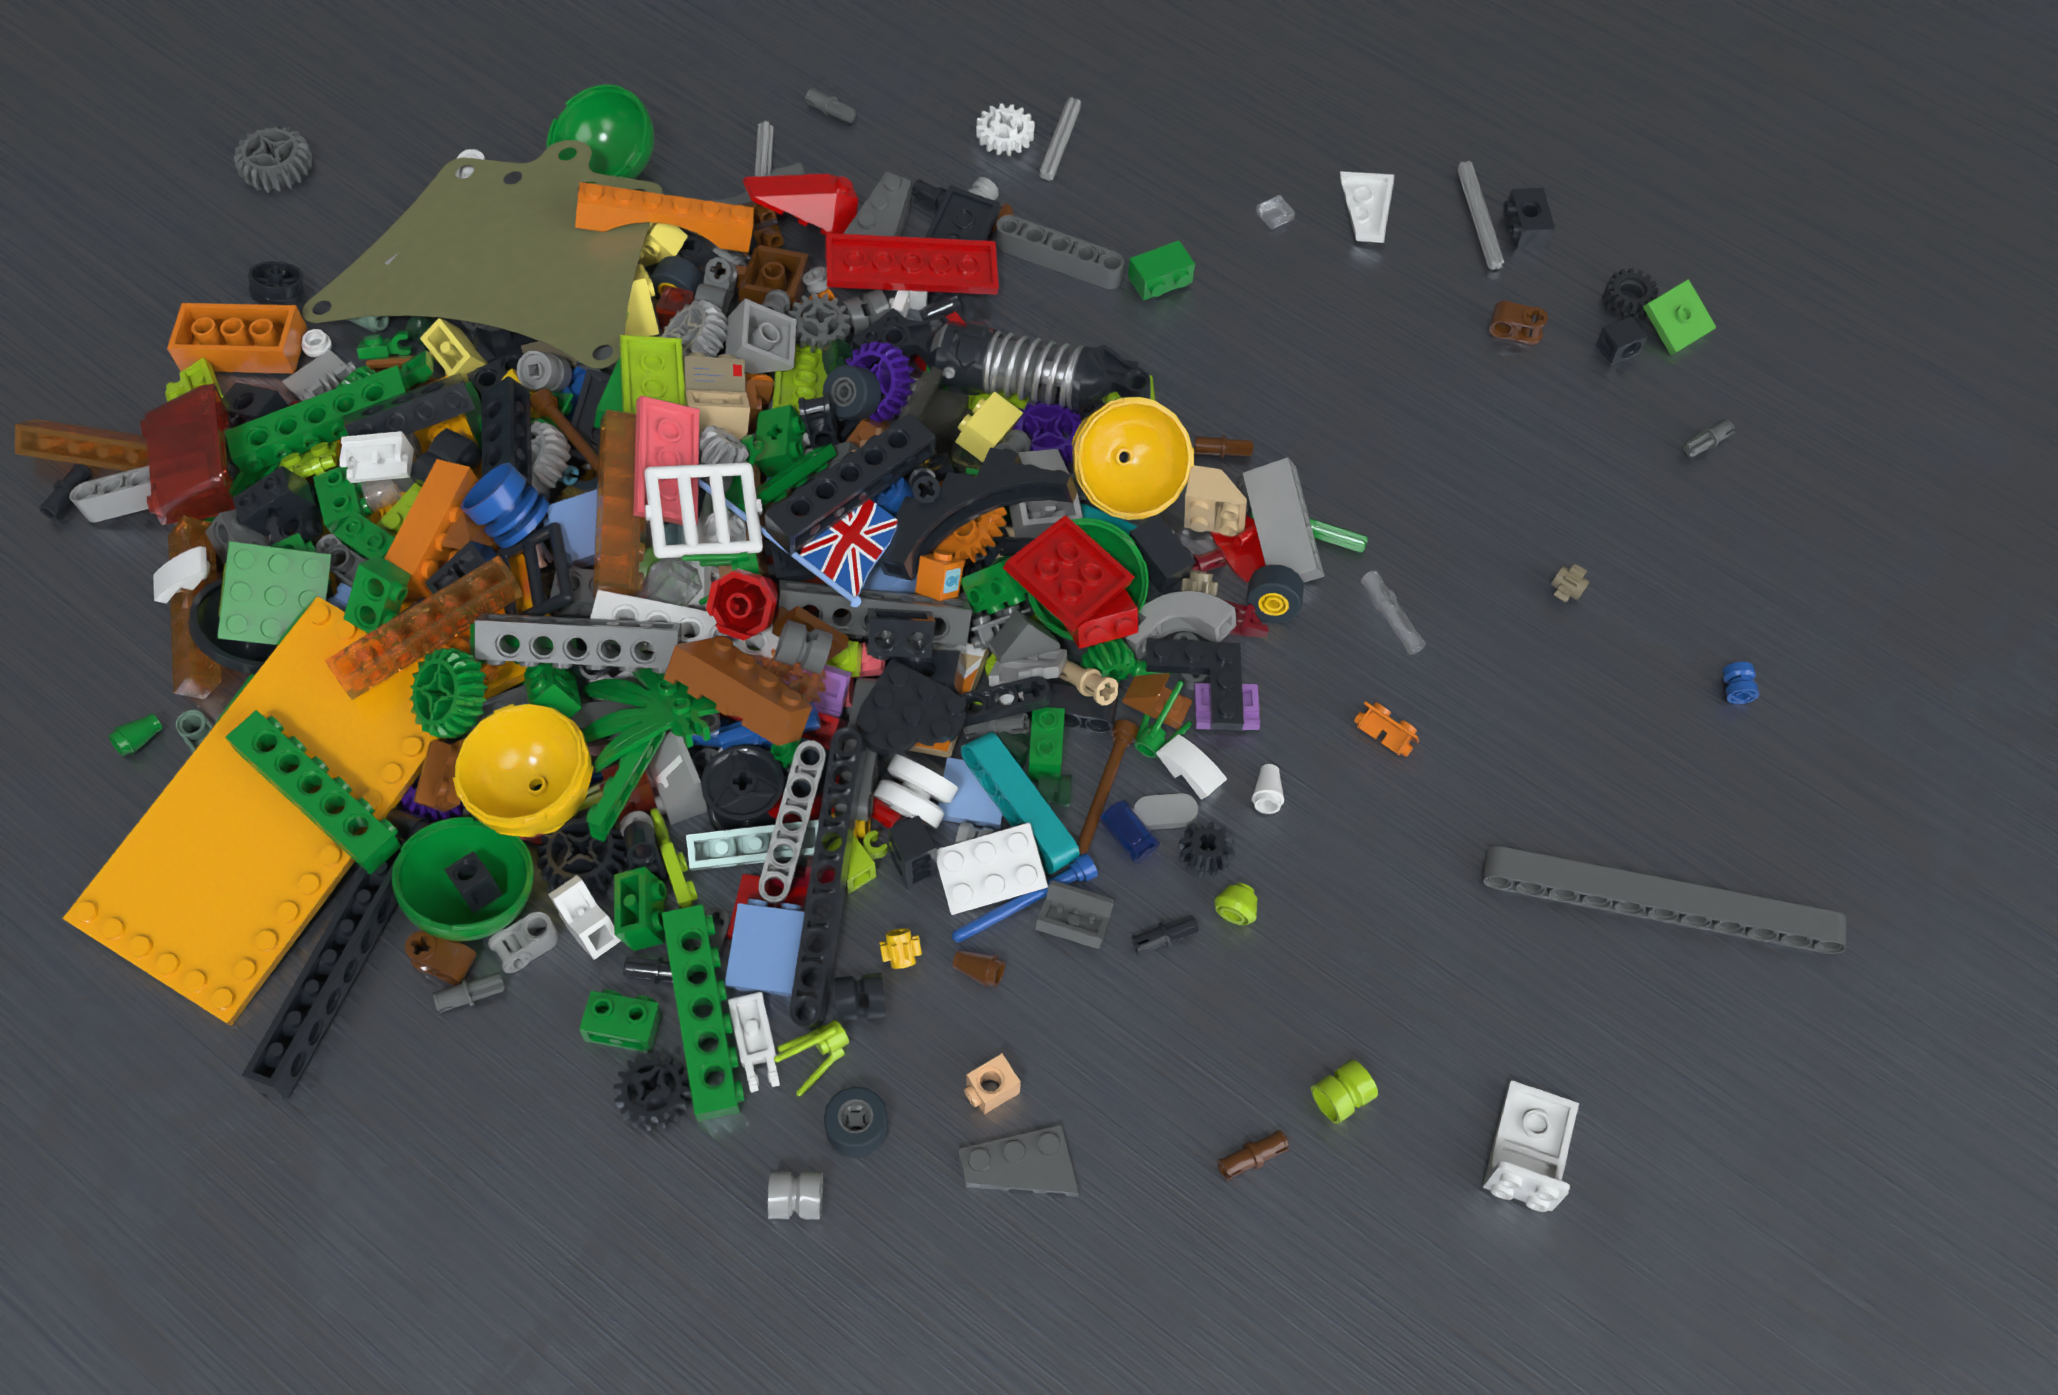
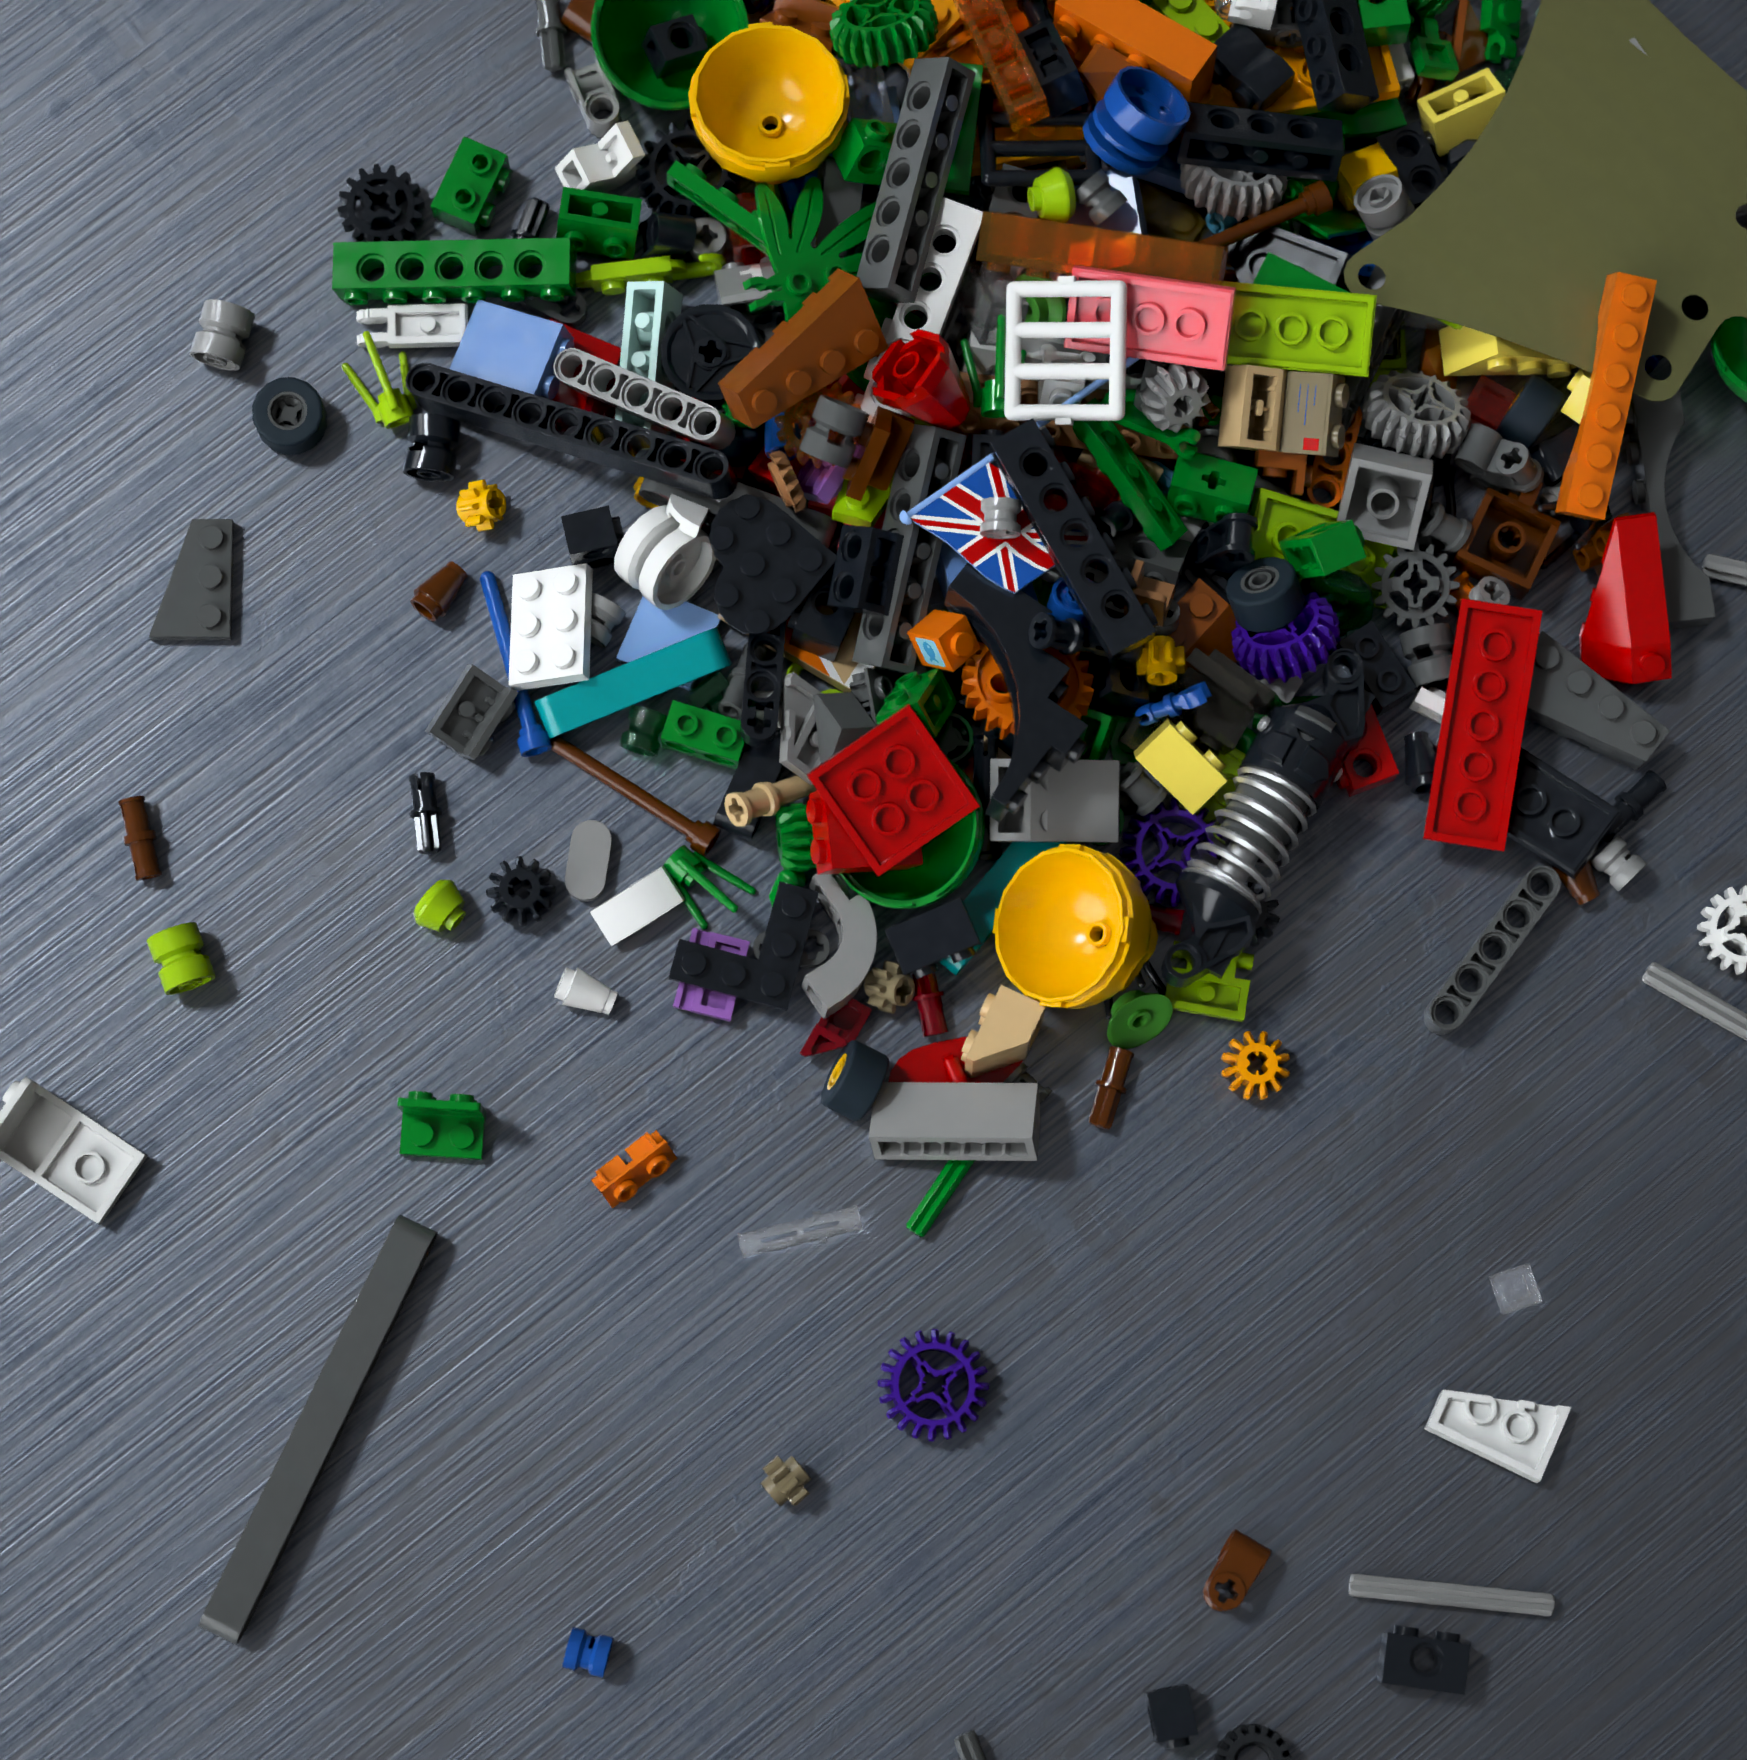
camera: 100 degrees right, 20 degrees up
(573, 514) = (1099, 197): none -> dark grey wheel
(576, 542) = (1053, 195): none -> lime cone
(811, 357) = (1324, 548): none -> green brick
(841, 700) = (786, 481): none -> medium nougat gear
(845, 530) = (1000, 518): none -> light grey wheel
(861, 862) = (606, 483): lime brick -> none
(881, 767) = (687, 514): none -> white tile
(941, 419) = (1174, 704): none -> blue piece
(999, 1071) = (298, 587): light nougat brick -> none
(1129, 831) = (566, 807): clear blue piece -> none
(1149, 696) = (743, 886): dark orange slope -> none
(1161, 270) = (1423, 1082): green brick -> none
(1180, 365) = (1269, 1067): none -> light orange gear
(1406, 864) = (442, 1126): none -> green bracket
(1474, 512) = (962, 1365): none -> dark purple gear

